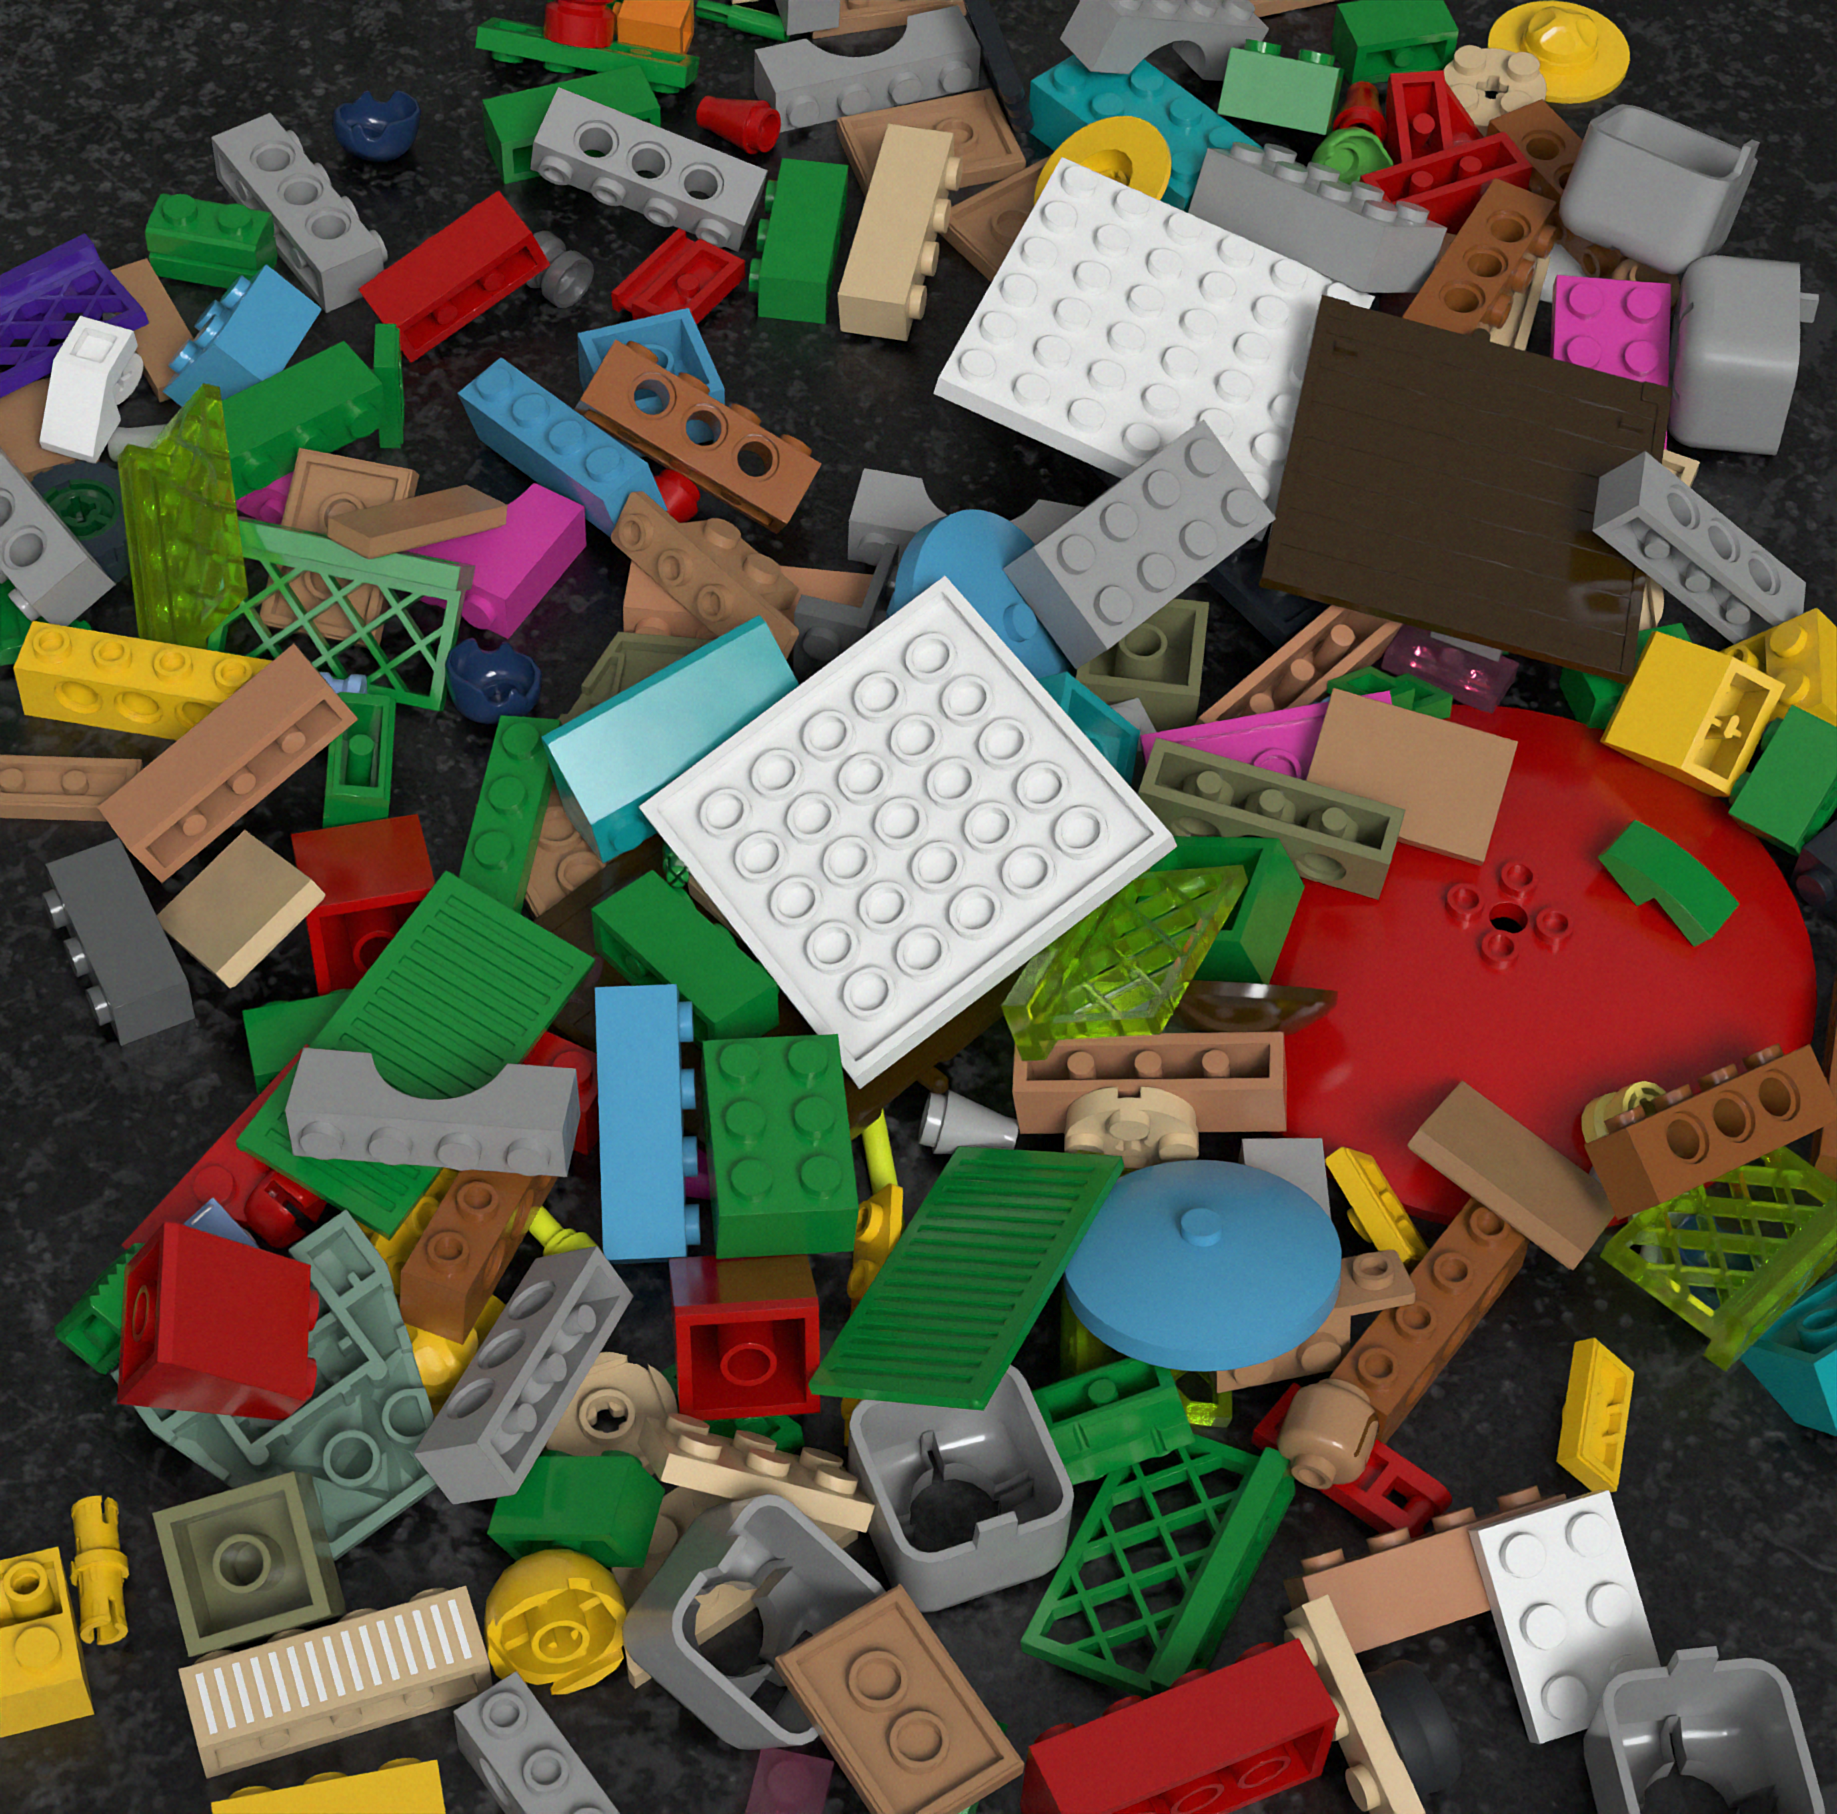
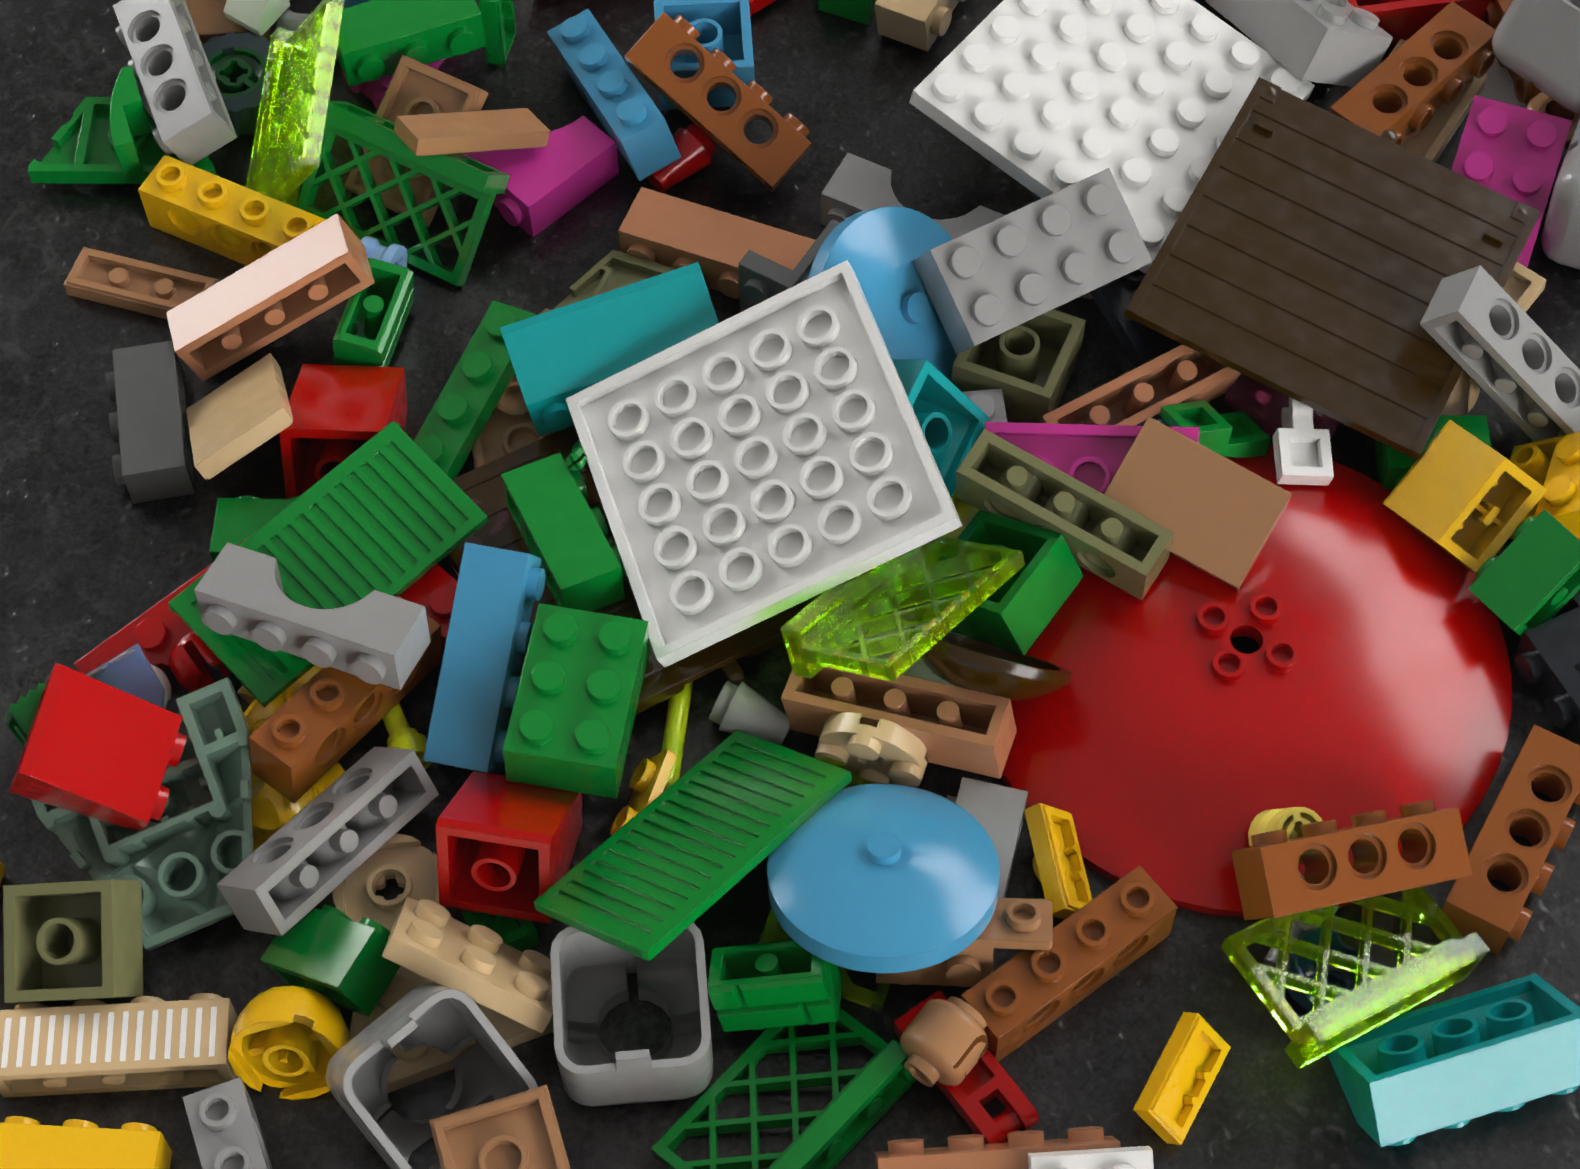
camera: 20 degrees right, 5 degrees up
(492, 681) = (501, 270): dark blue hair -> none
(707, 569) = (692, 218): medium nougat bracket -> none
(1494, 699) = (1300, 450): none -> white plate
(1514, 1174) = (1171, 858): medium nougat tile -> none
(1658, 868) = (1384, 623): green slope -> none

